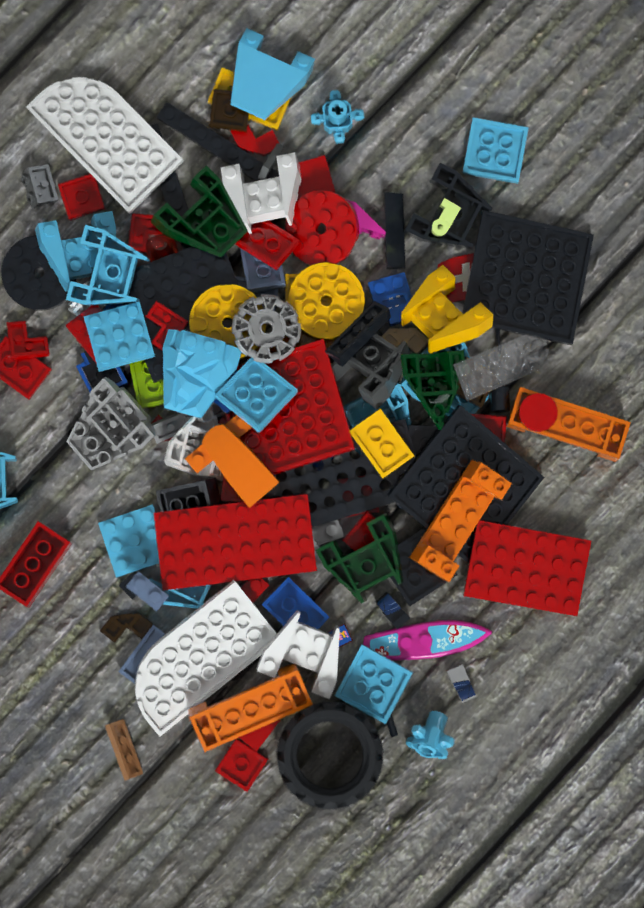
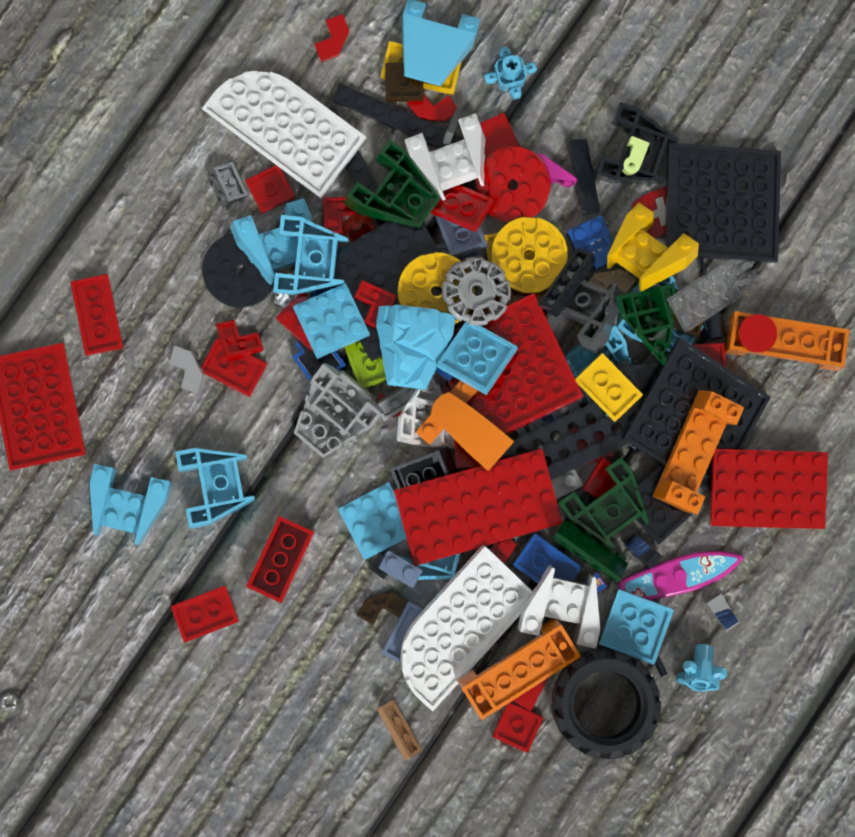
camera: 10 degrees left, 0 degrees up
(165, 64) = (339, 33): none -> red tile
(336, 598) = (590, 551): none -> dark green slope
(495, 150) = (670, 83): medium azure plate -> none

